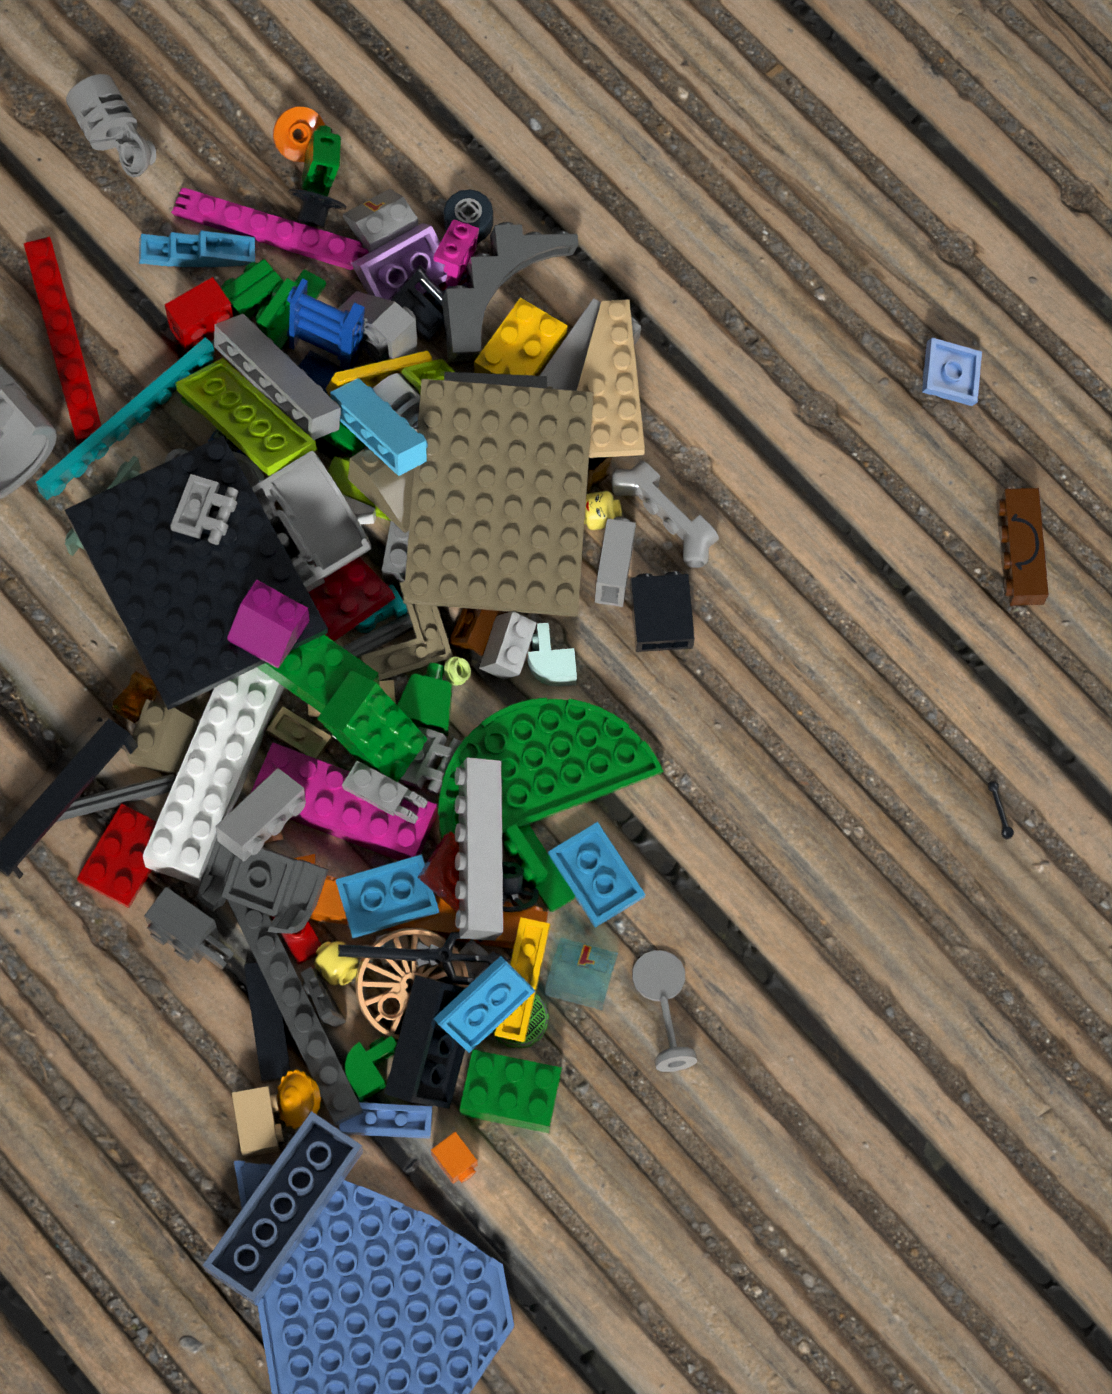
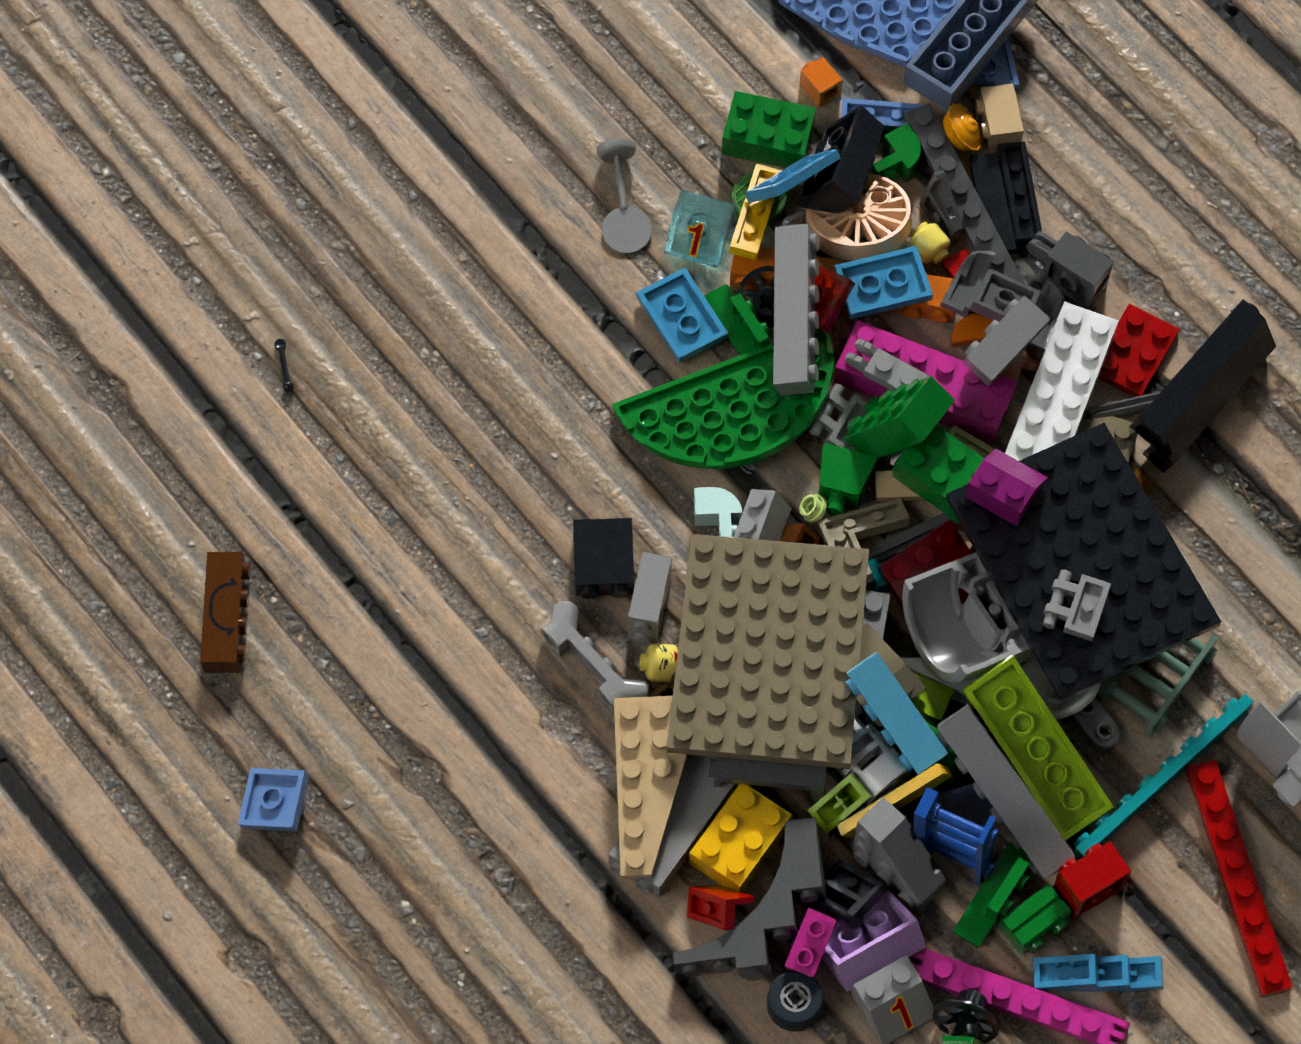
camera: 175 degrees left, 5 degrees down
(237, 1033) = (1019, 191): none -> black tile
(422, 956) = (849, 220): black piece -> none
(539, 286) = (715, 905): none -> red panel

